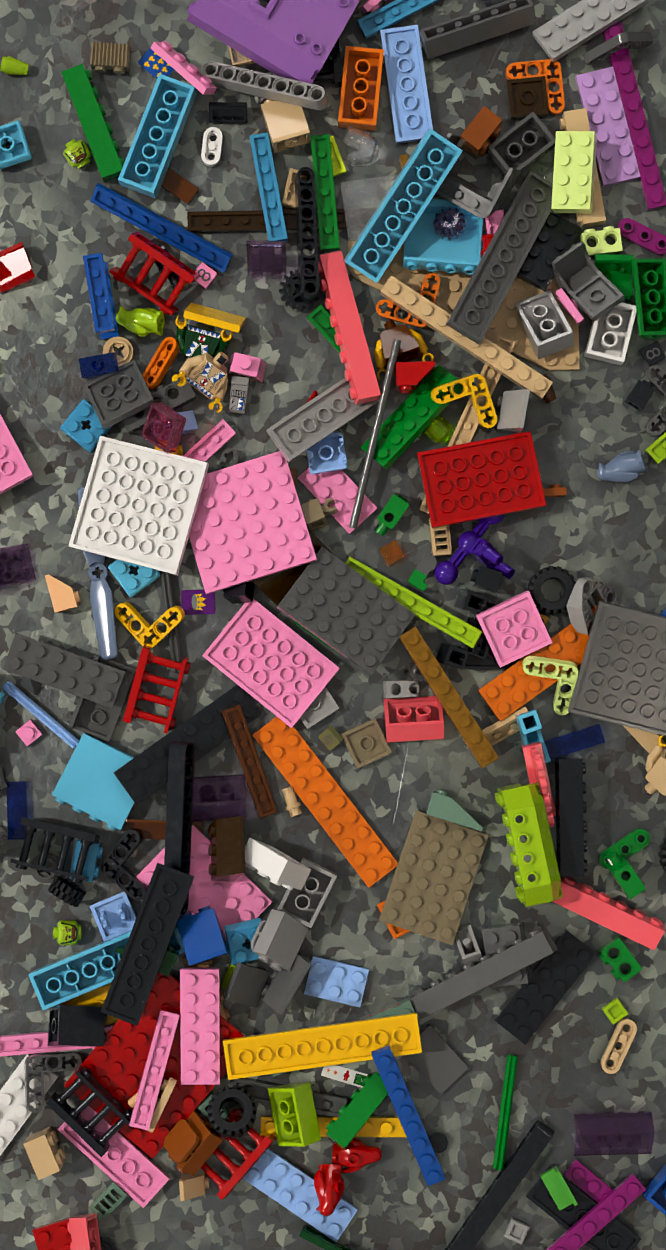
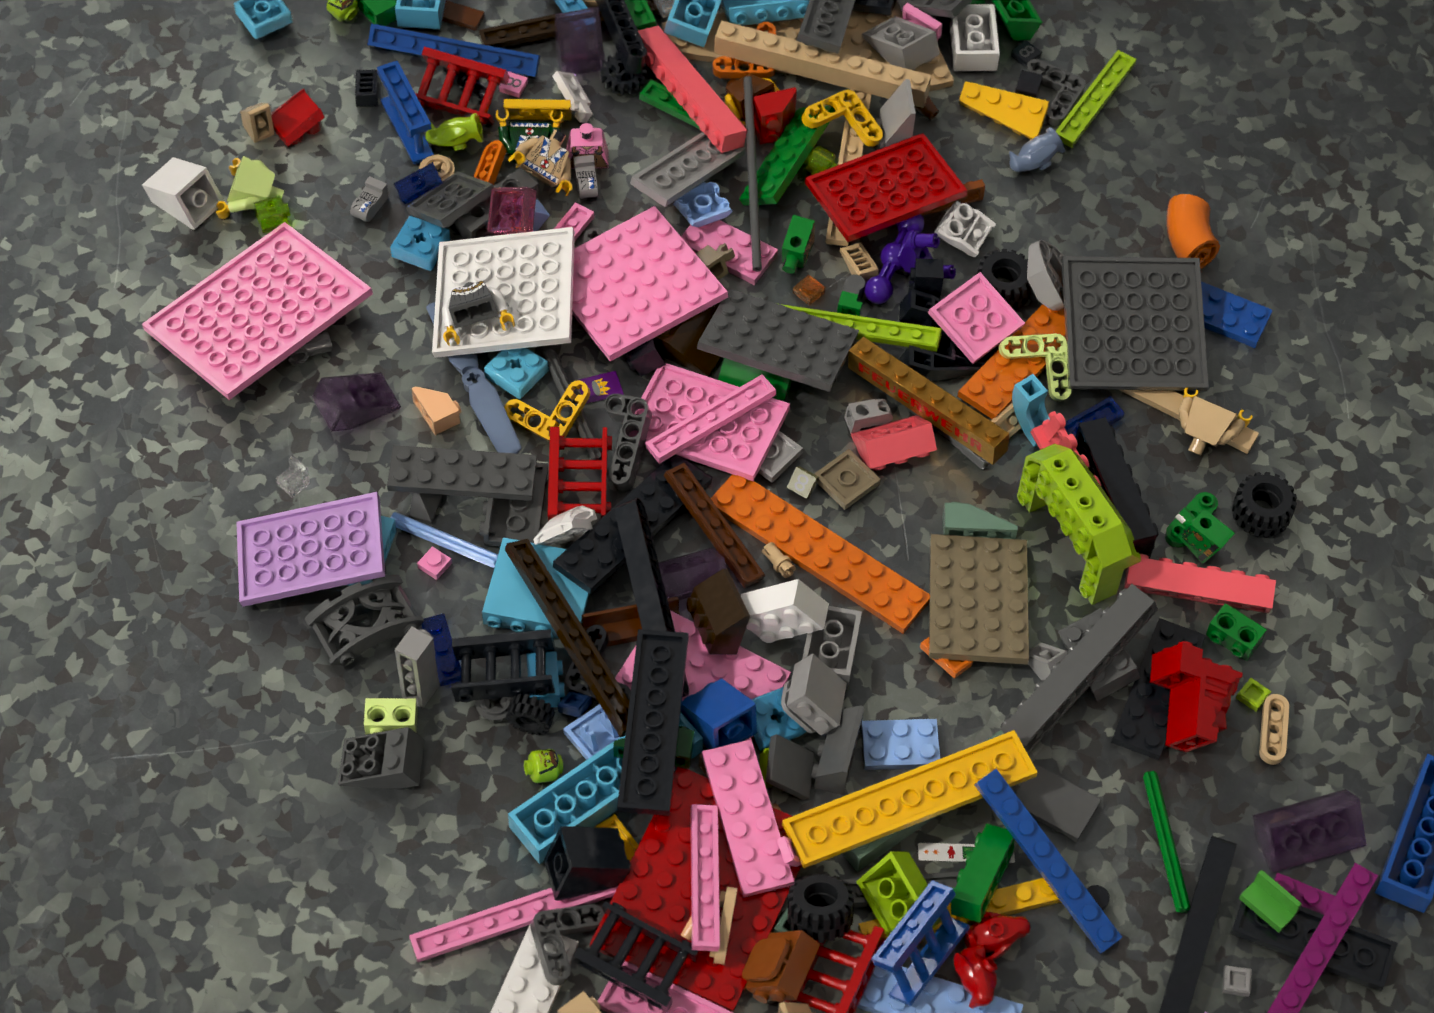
camera: 20 degrees left, 30 degrees down
(54, 372) = (370, 199): none -> light grey leg
(78, 261) = (364, 93): none -> black slope
(103, 886) = (574, 704): none -> dark blue tile
(106, 521) = (471, 305): none -> torso
(110, 838) = (570, 633): none -> dark brown plate
(133, 738) = (561, 527): none -> white slope
(200, 670) = (626, 444): none -> dark grey beam
(220, 1064) = (788, 852): none -> bright pink tile
(251, 302) = (572, 90): none -> white hinge
(272, 668) = (710, 418): none -> bright pink plate
(293, 1162) = (908, 934): none -> blue fence
(536, 529) = (964, 228): none -> white slope
(565, 1016) = (1197, 694): none -> red brick
(617, 414) = (1016, 111): none -> yellow wing

